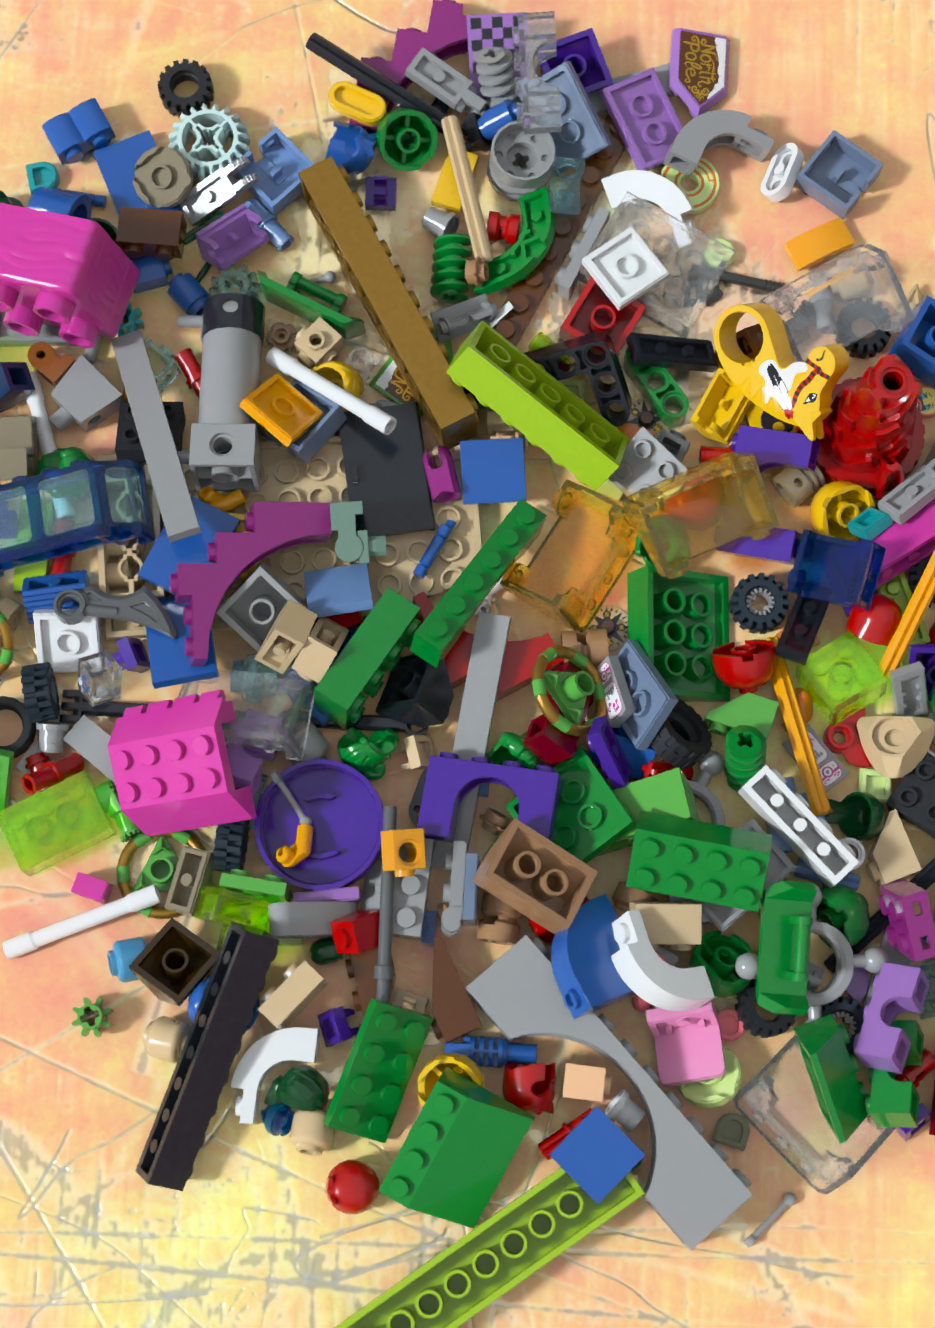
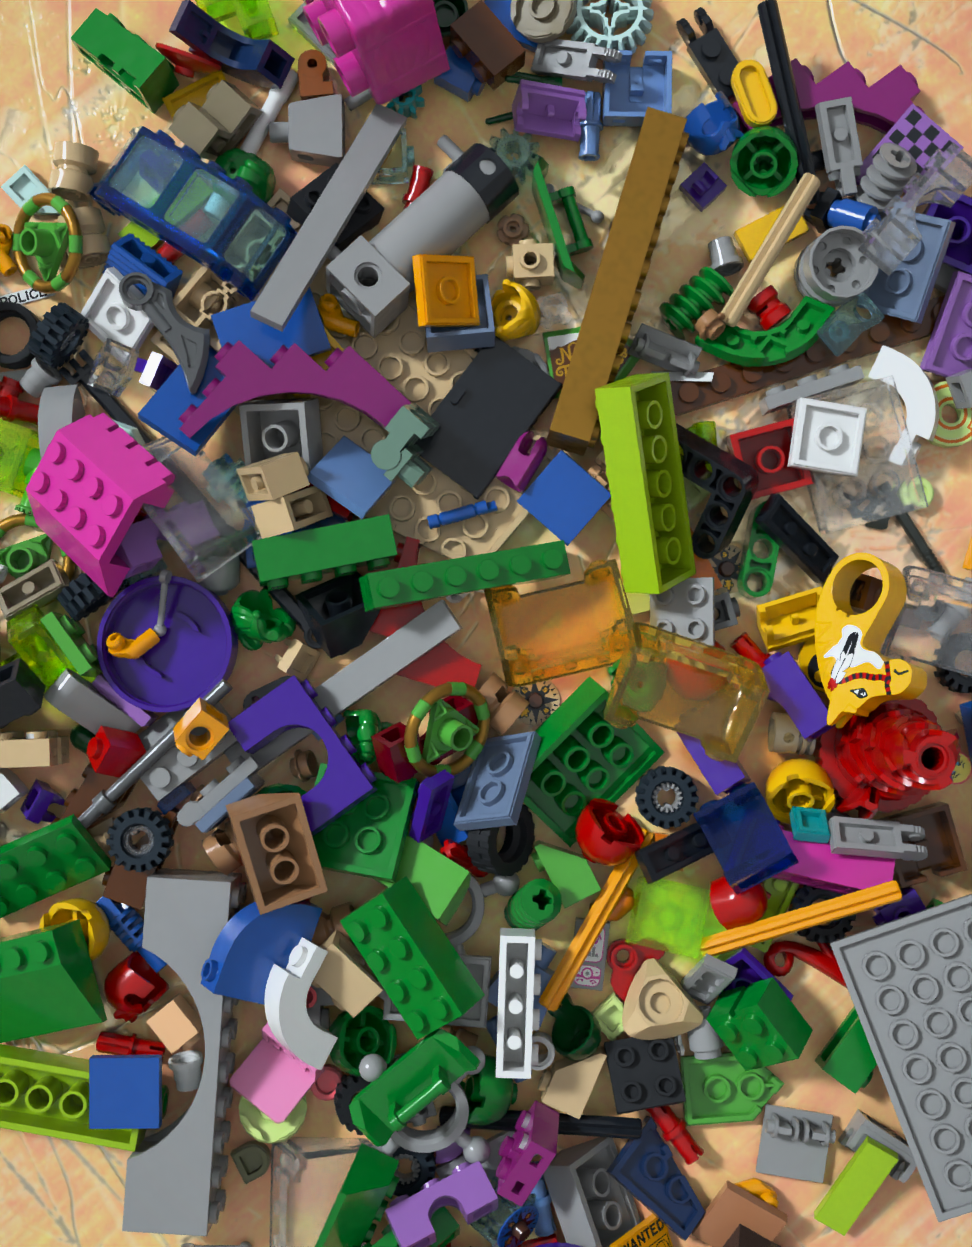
camera: 40 degrees right, 10 degrees up
(188, 293) = (473, 123): blue brick -> none
(300, 107) = (709, 52): none -> black hinge
(369, 413) = (509, 362): white piece -> none
(417, 968) = (149, 854): none -> black bush
(617, 695) = (485, 762): light grey tile -> none

